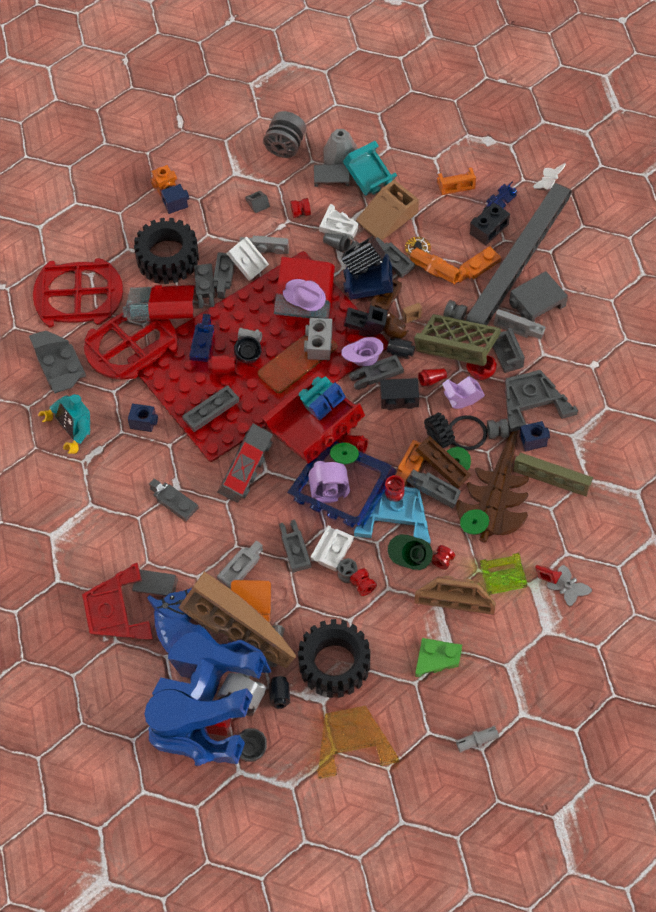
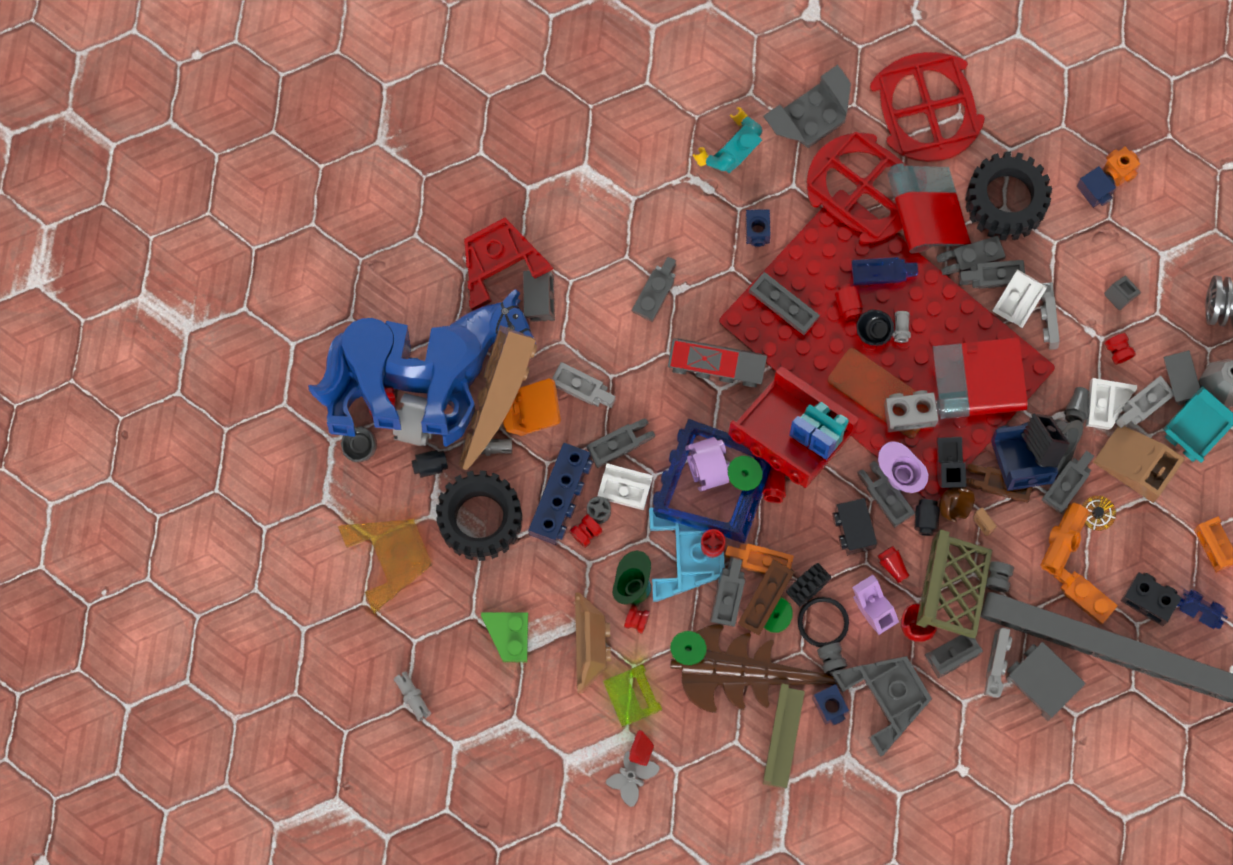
camera: 80 degrees right, 15 degrees up
(304, 294) = (966, 378): lavender piece -> none
(327, 595) = (560, 494): none -> dark blue brick
(344, 200) = (1145, 402): none -> light grey hinge

